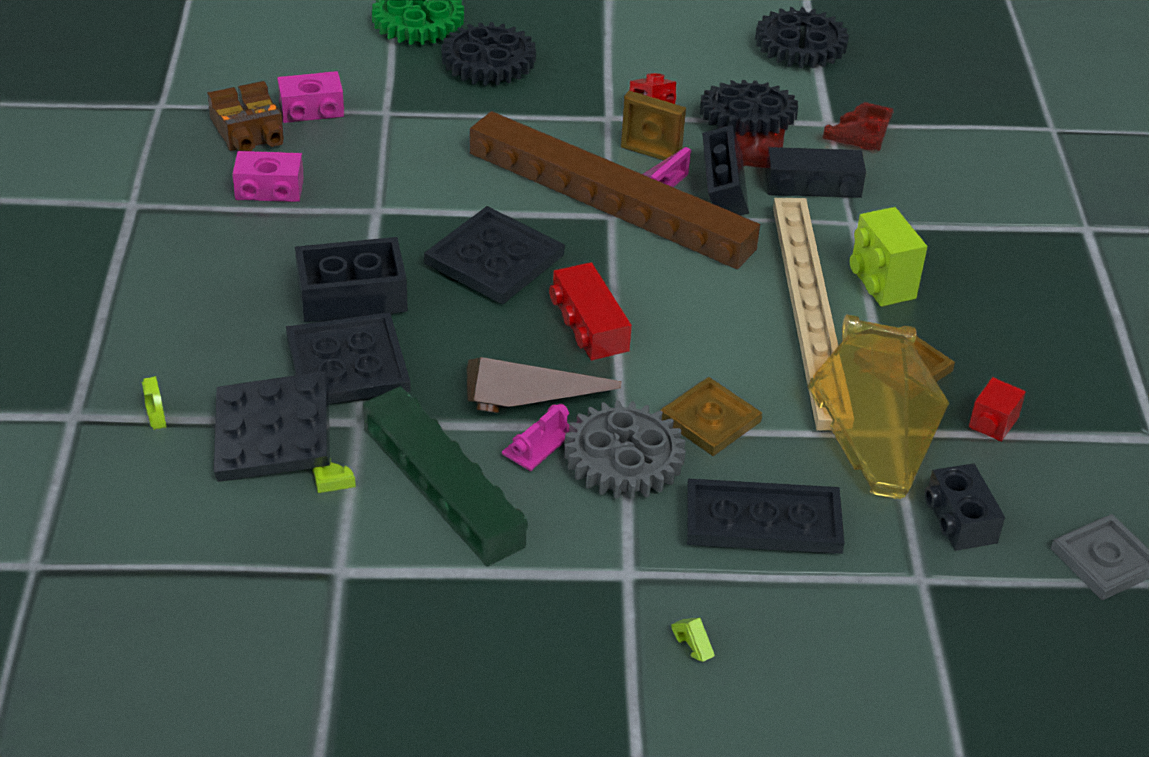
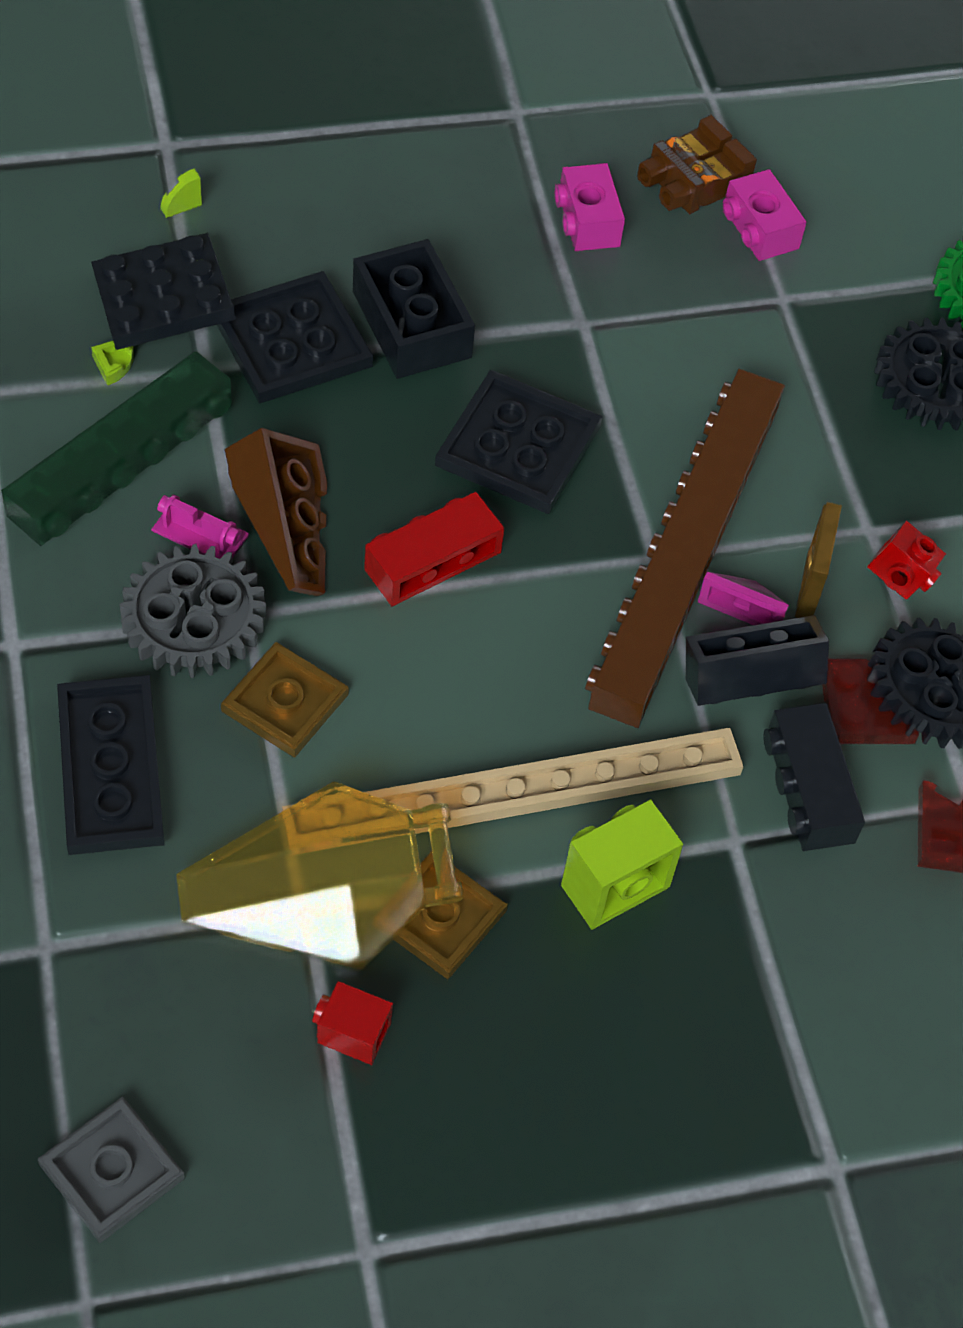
camera: 75 degrees right, 15 degrees up
(964, 506) = (163, 994): black brick -> none

